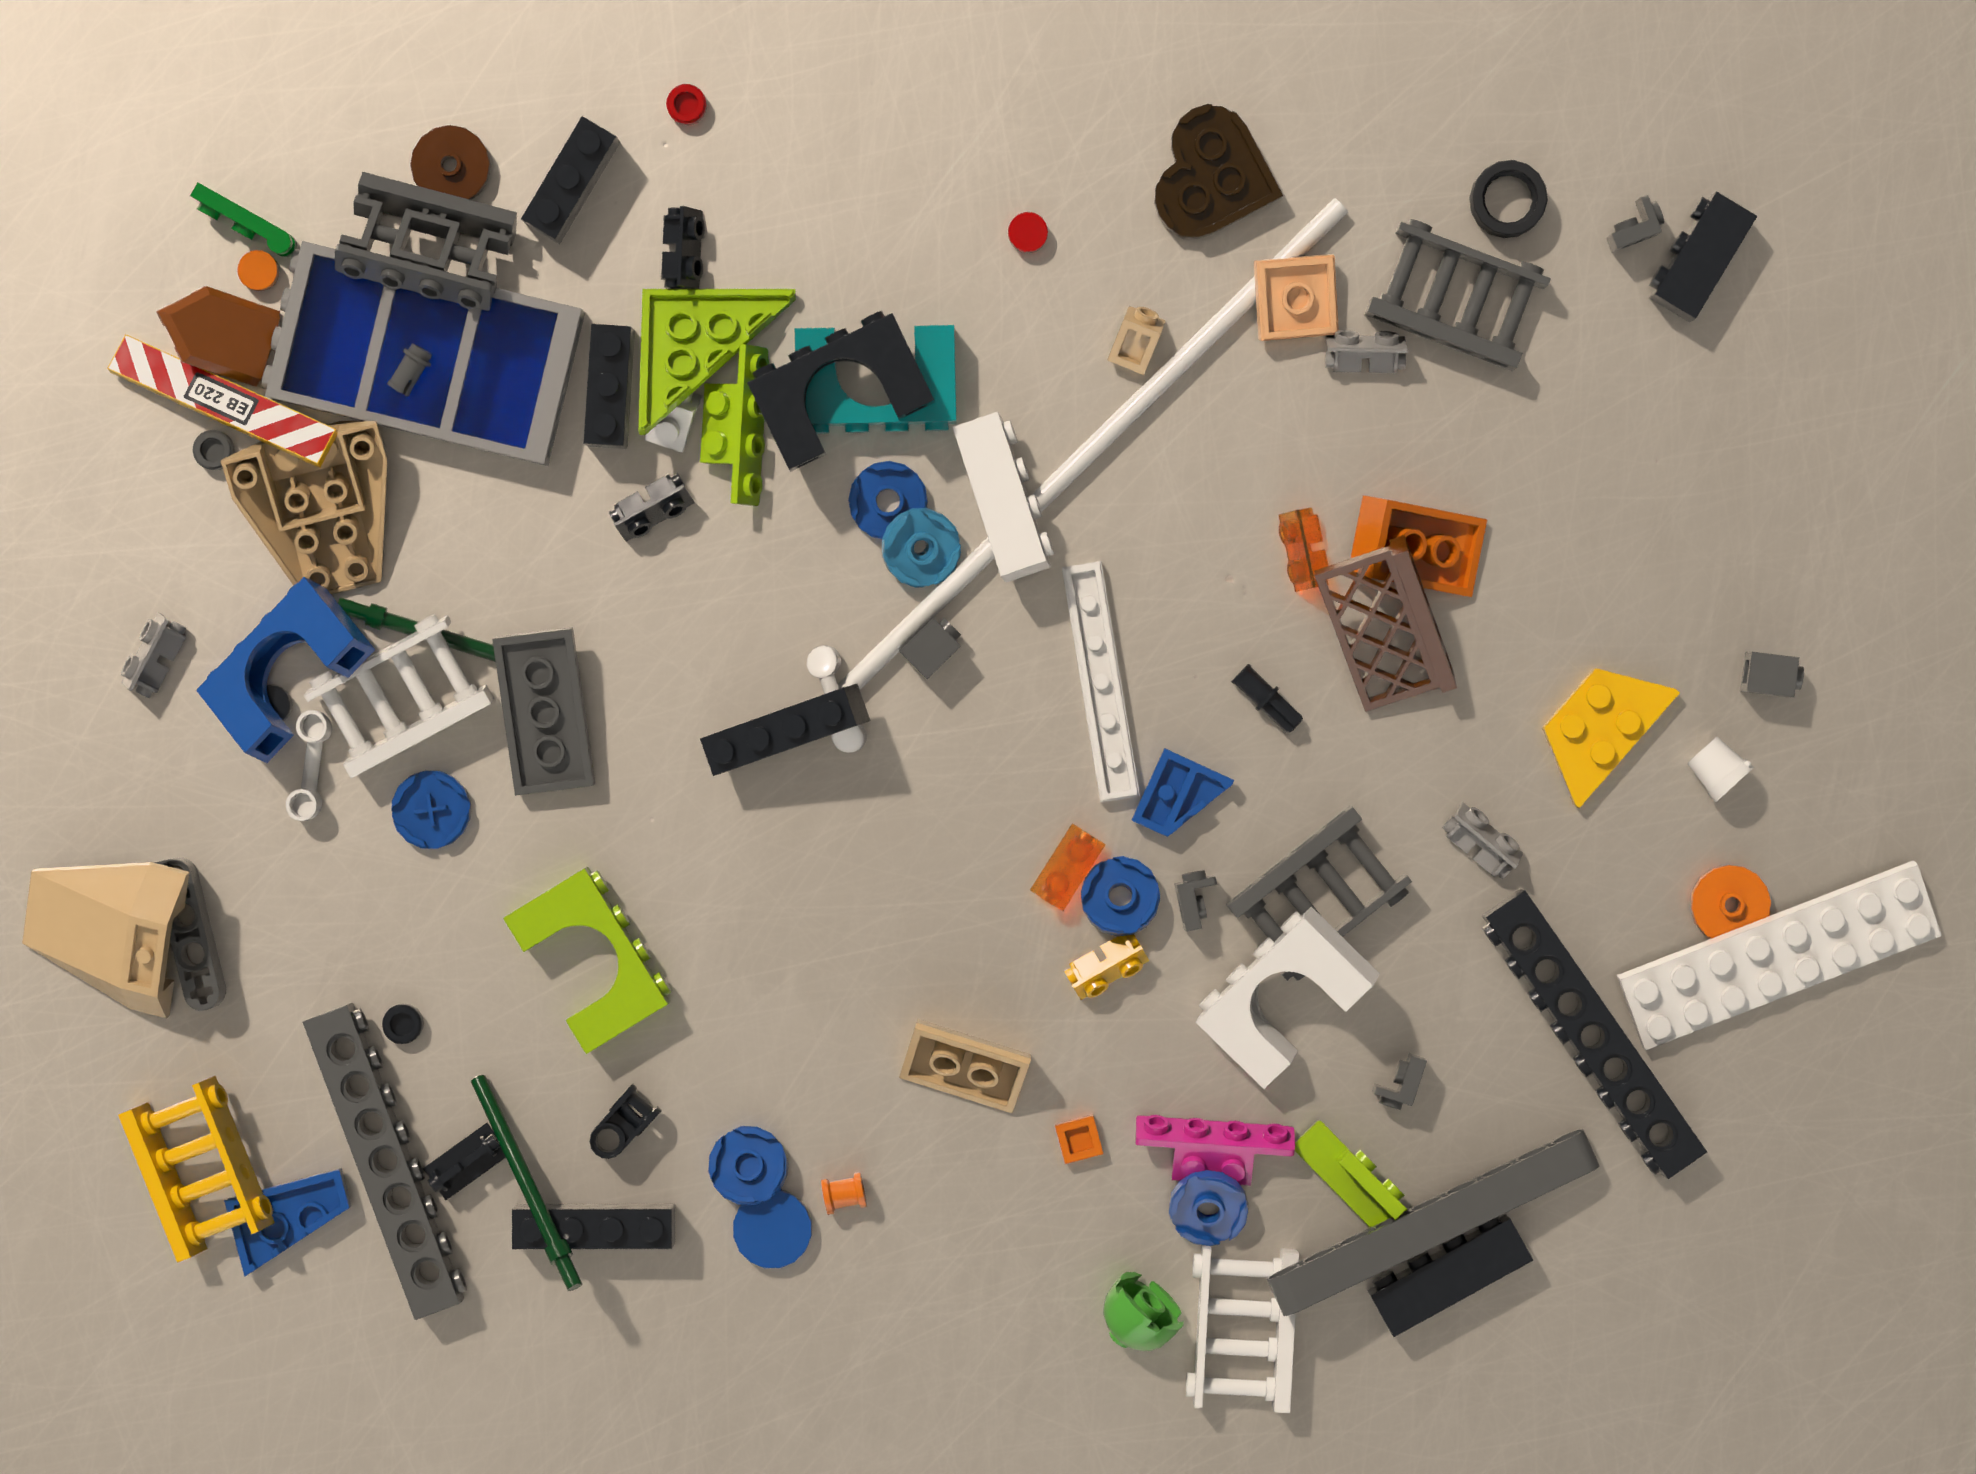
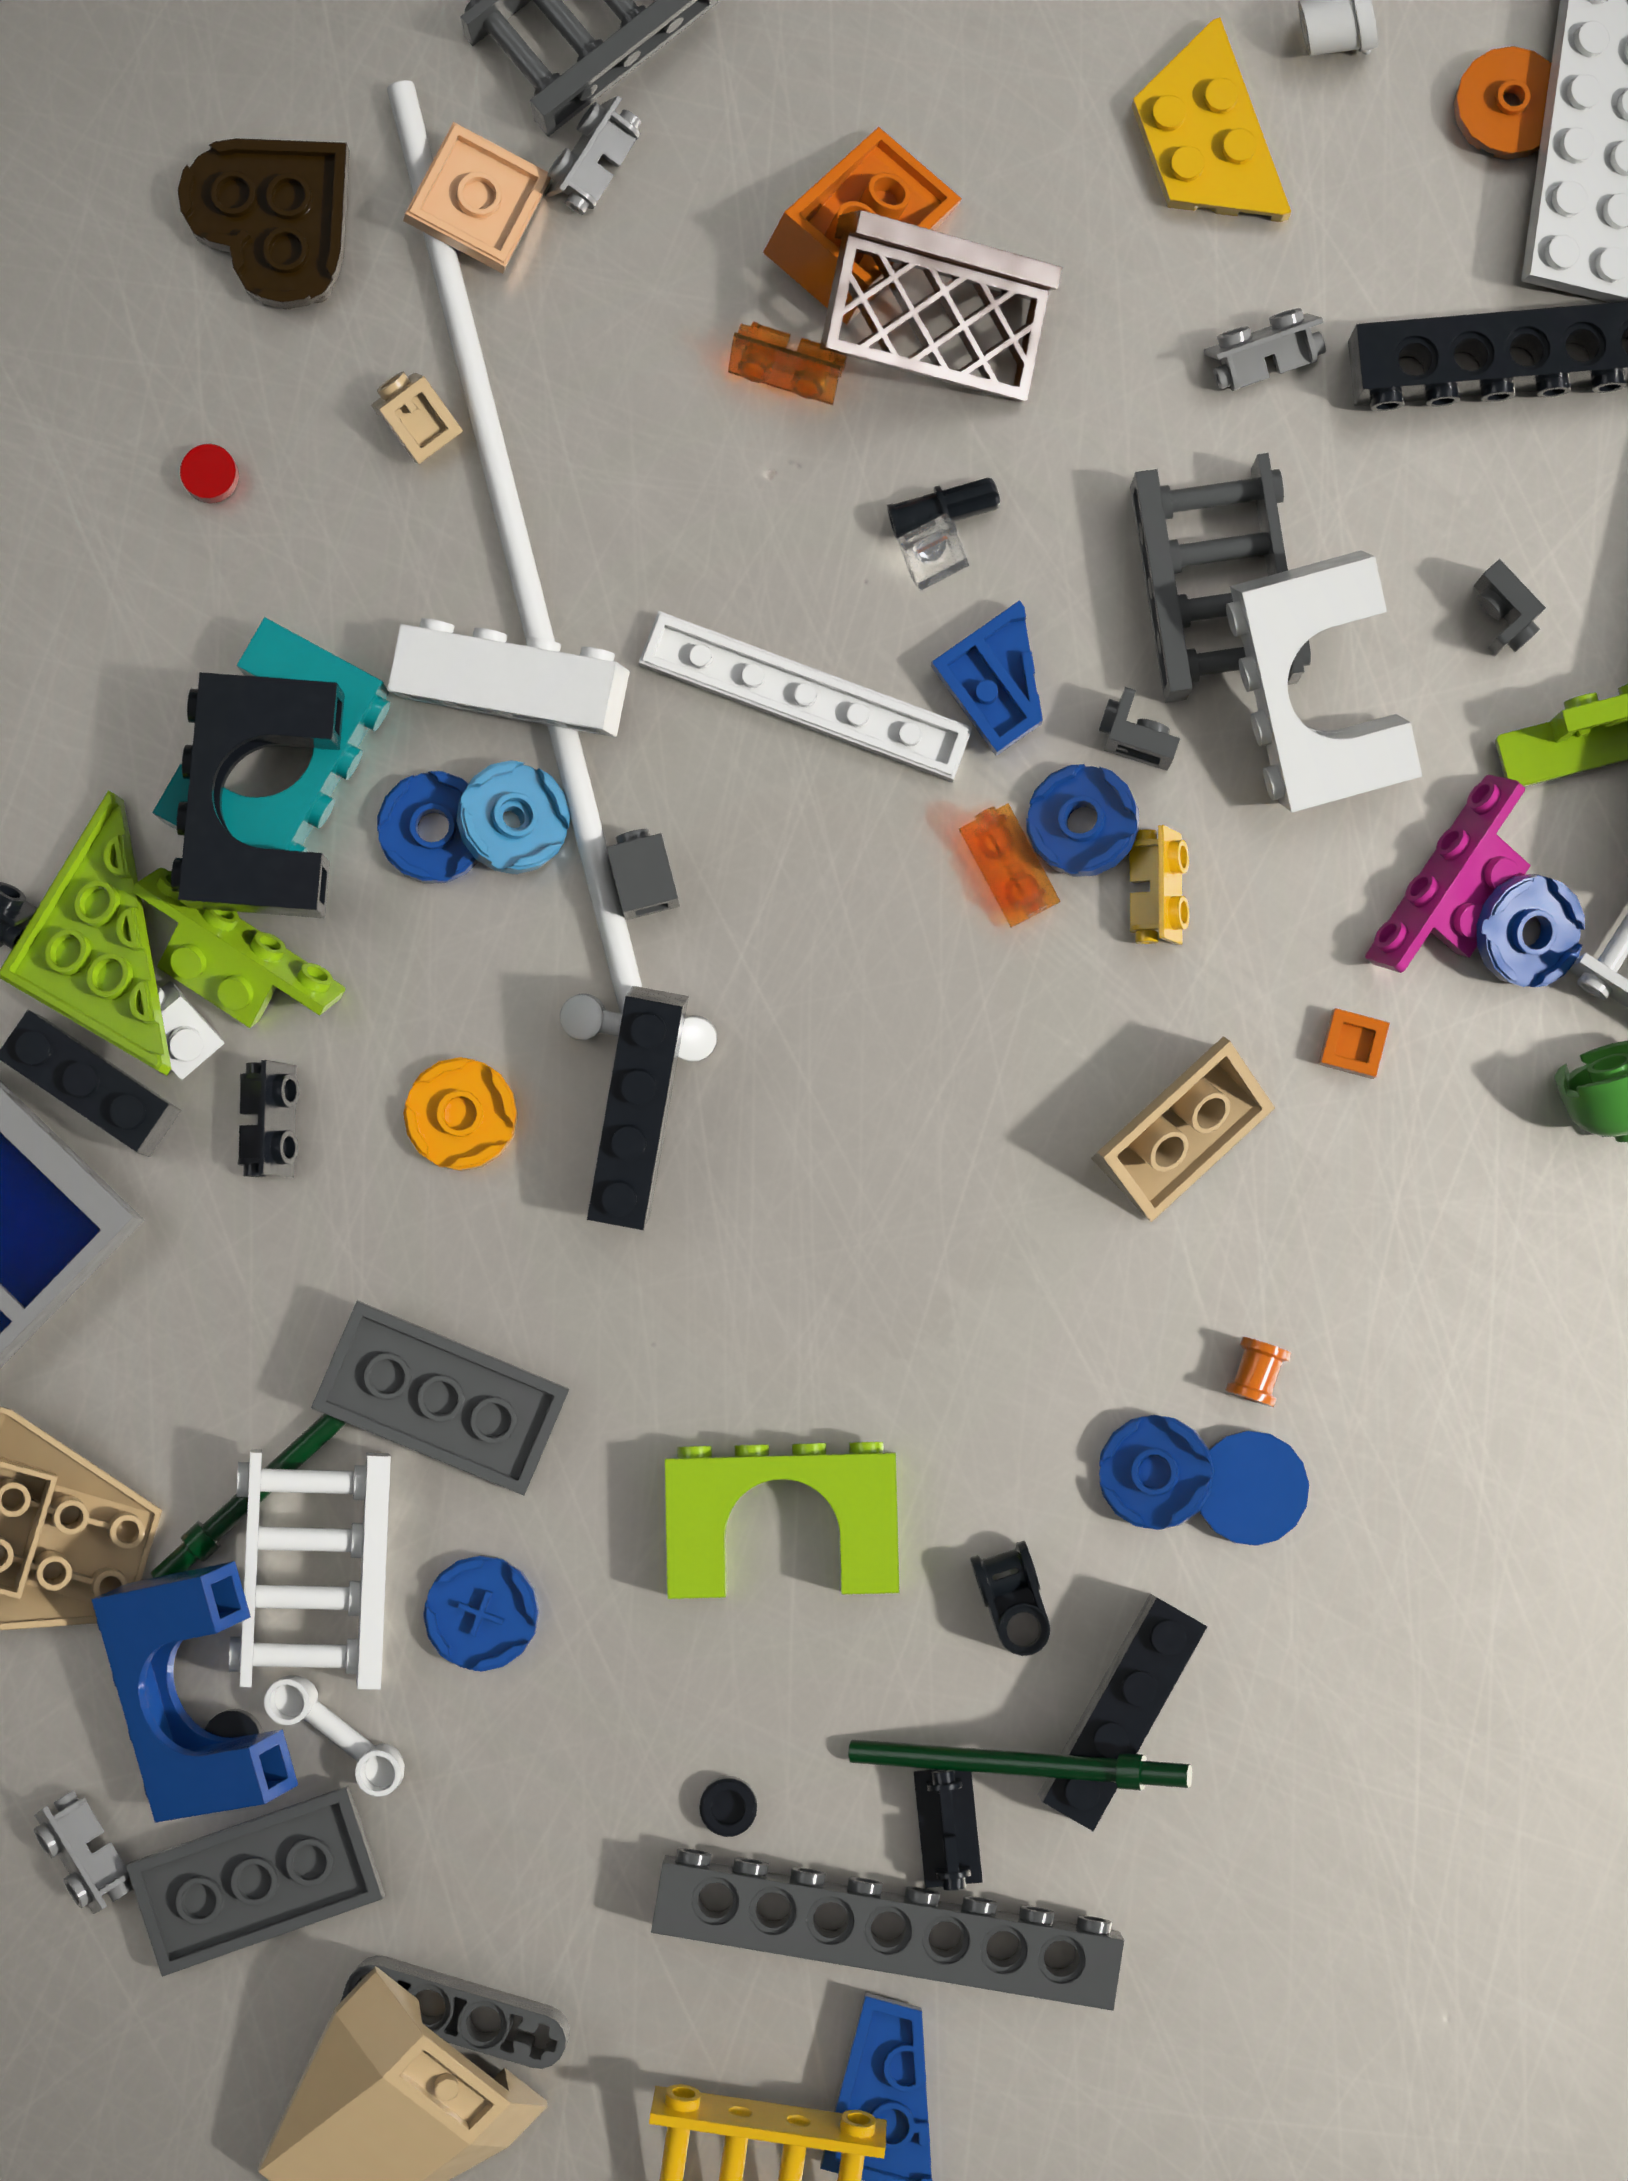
camera: 60 degrees left, 5 degrees down
(196, 768) = (255, 1881): none -> dark grey plate
(722, 621) = (460, 1114): none -> light orange tile
(1234, 709) = (933, 551): none -> clear plate

